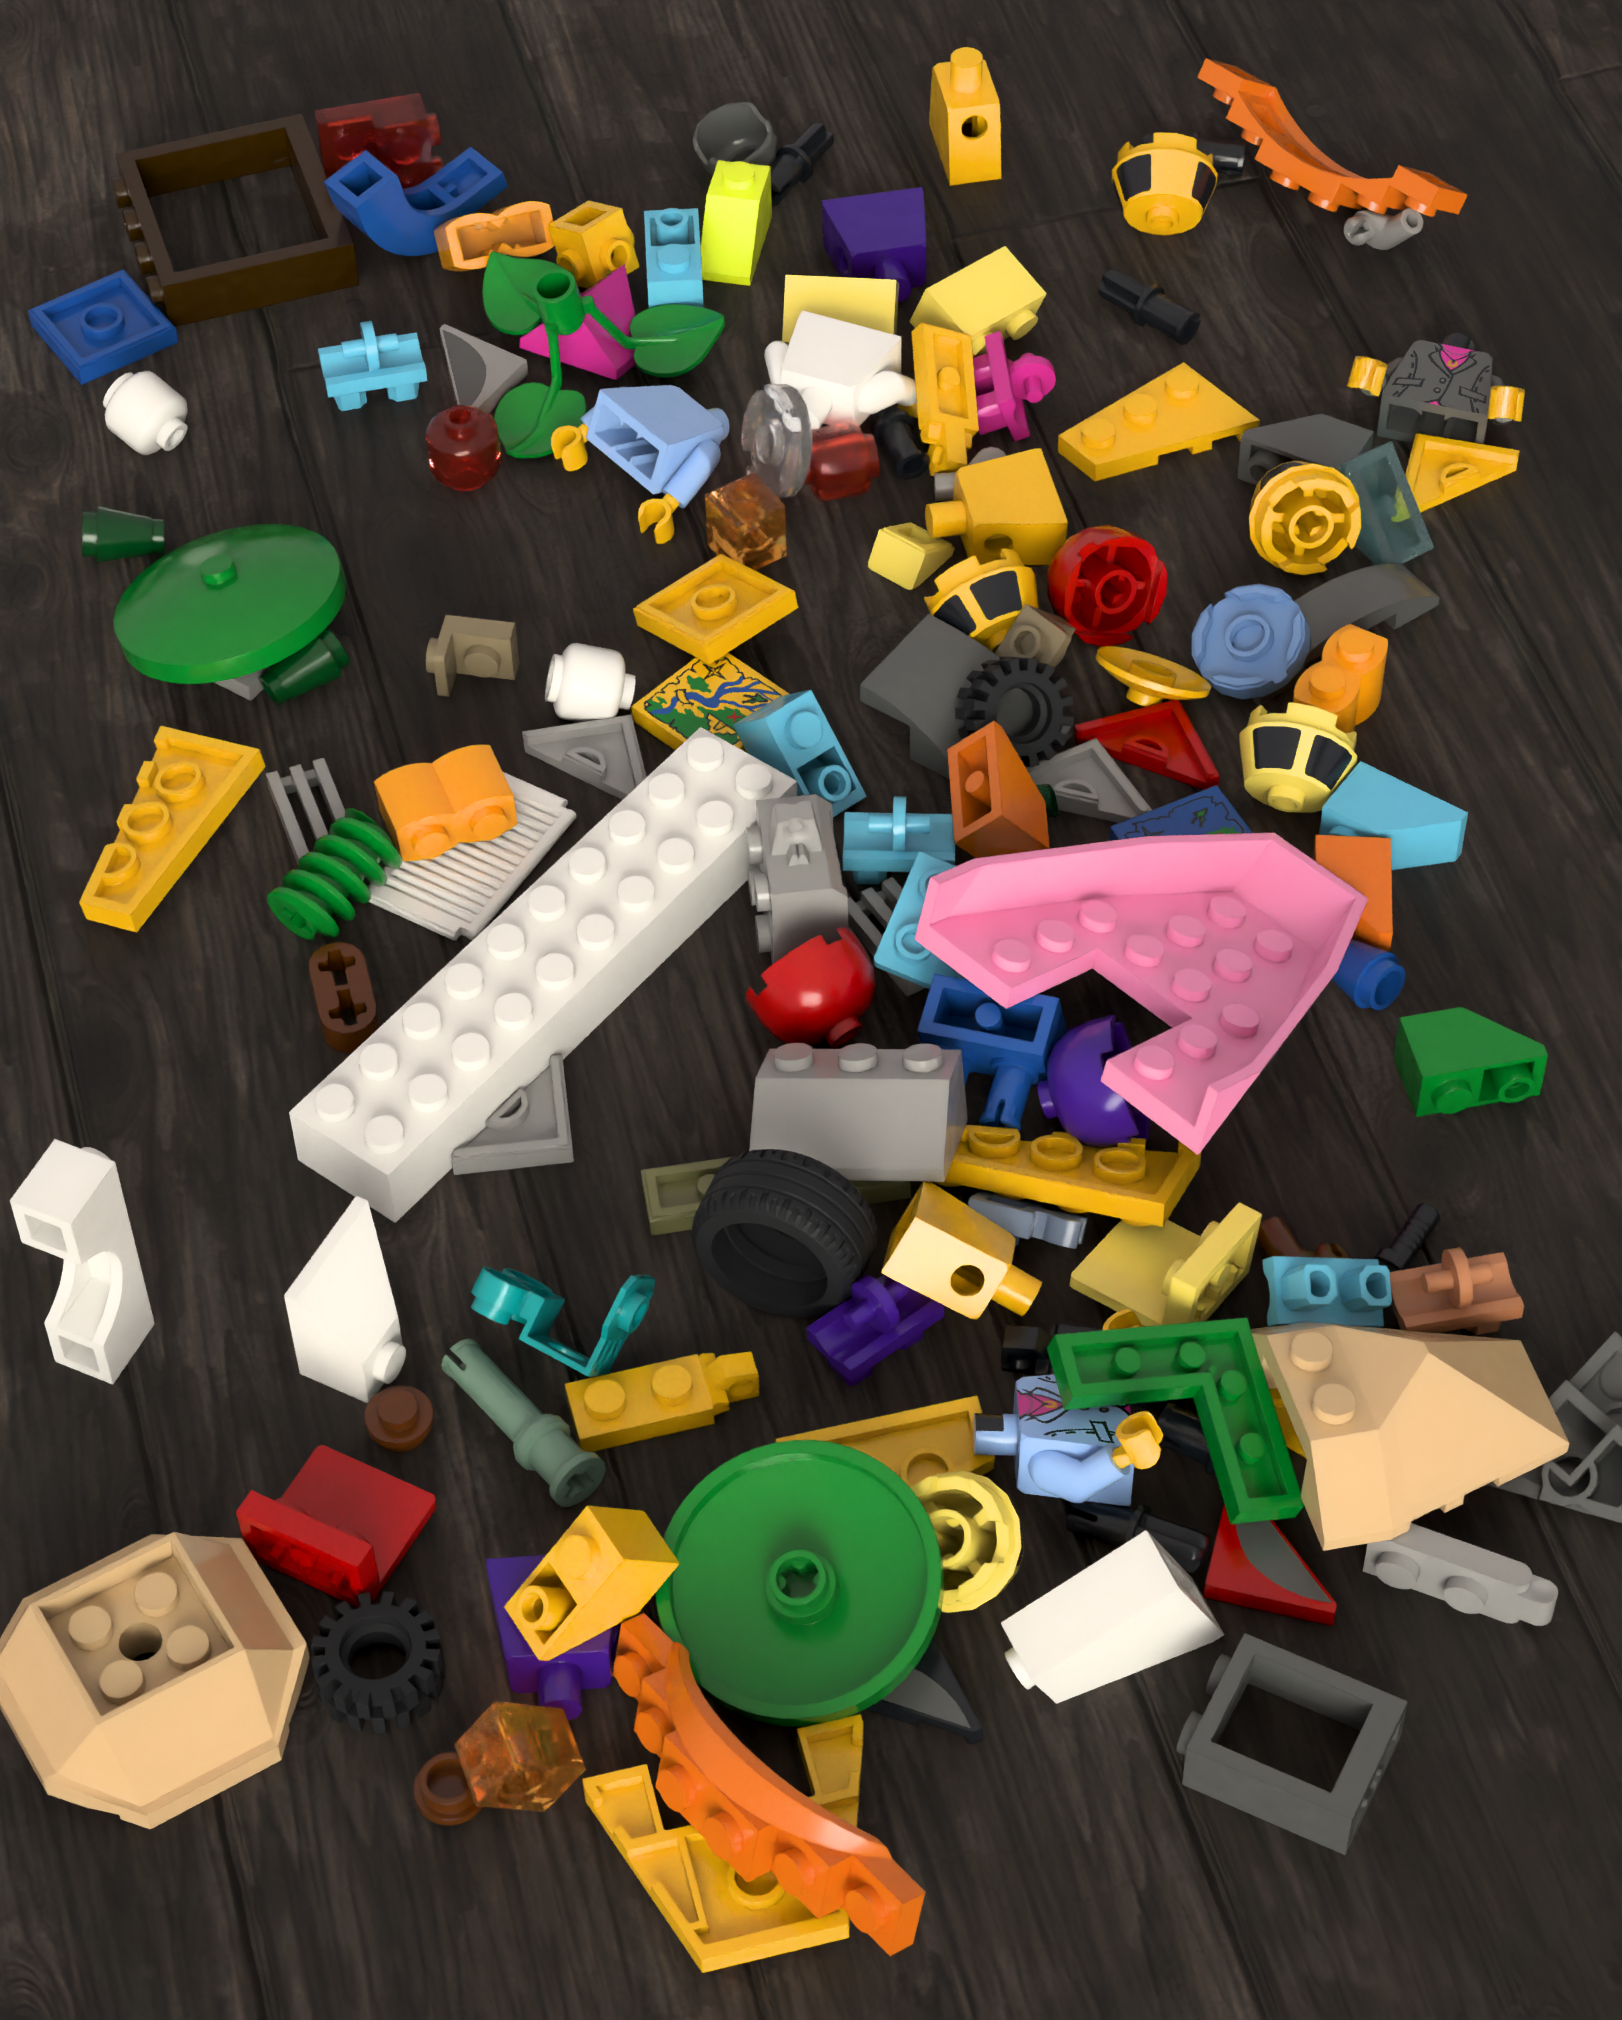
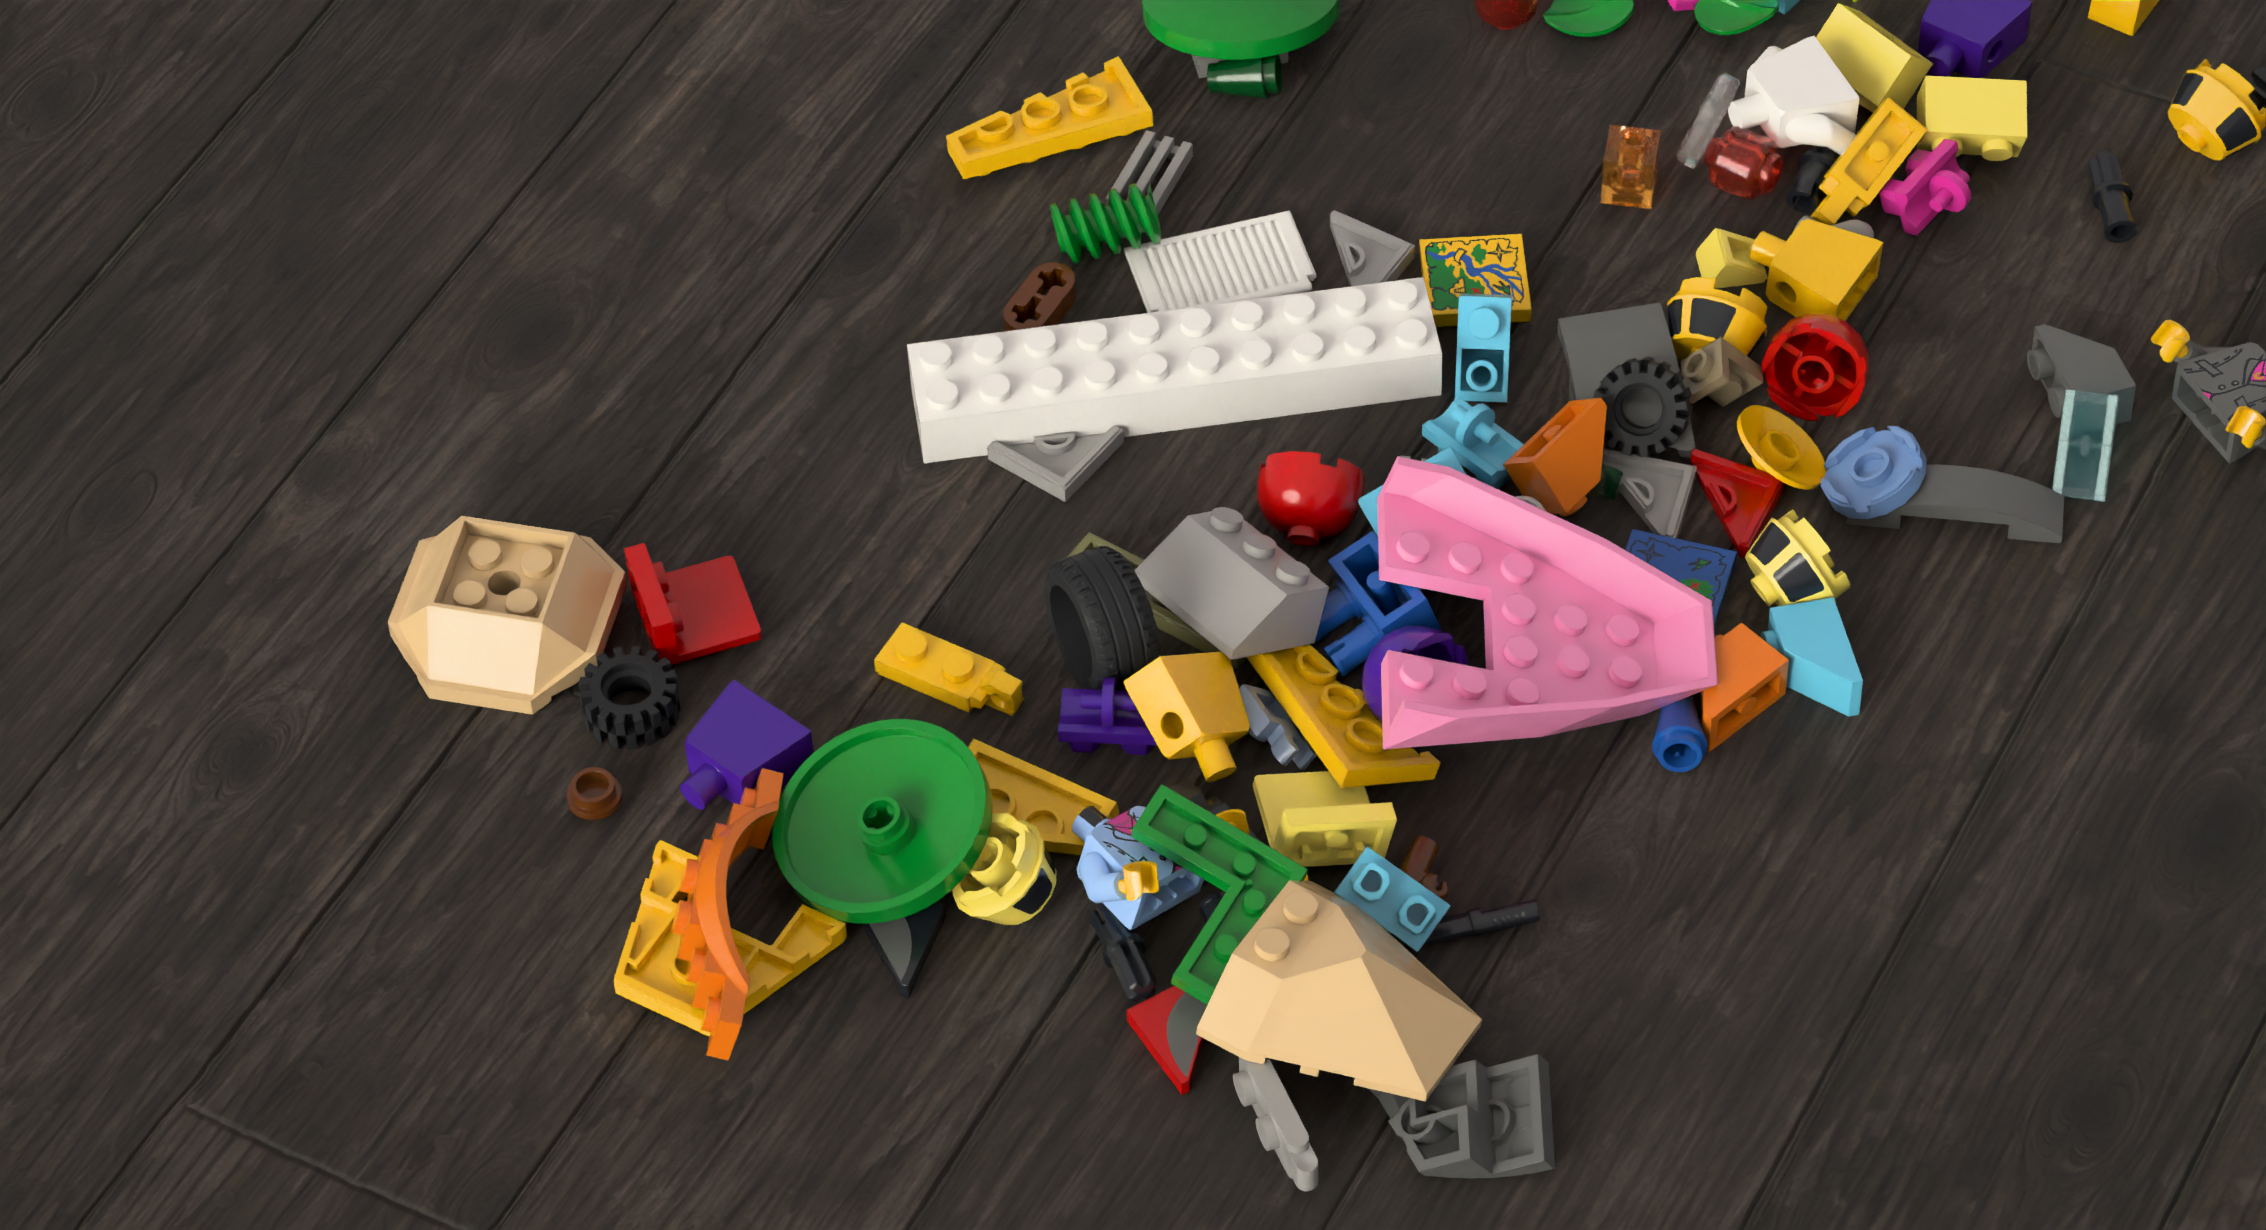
camera: 45 degrees right, 0 degrees up
(79, 1213) = (678, 303): white arch -> none
(345, 1310) = (823, 482): white slope -> none
(399, 1418) = (793, 574): reddish brown plate -> none
(446, 802) = (1225, 221): light orange brick -> none
(472, 648) = (1360, 131): dark tan bracket -> none
(519, 1756) = (635, 799): clear orange brick -> none
(532, 1303) = (926, 564): teal piece -> none
(539, 1439) = (851, 642): sand green pin -> none
(588, 683) = (1405, 205): white head -> none
(591, 1580) = (763, 726): yellow slope -> none
(656, 438) = (1637, 72): light blue torso -> none
(715, 608) = (1549, 210): yellow tile -> none
(796, 875) = (1373, 413): light grey hinge -> none
(1109, 1622) = (1043, 984): white slope -> none
(1154, 420) = (2019, 282): yellow wing -> none
(1272, 1794) = (1061, 1181): dark grey window -> none
(1304, 516) = (2011, 411): yellow cone -> none
(1347, 677) = (1891, 547): light orange brick -> none
(1450, 467) = (2184, 453): yellow tile -> none
(1456, 1294) = (1476, 963): nougat hips -> none
(1465, 1061) = (1668, 835): green slope -> none

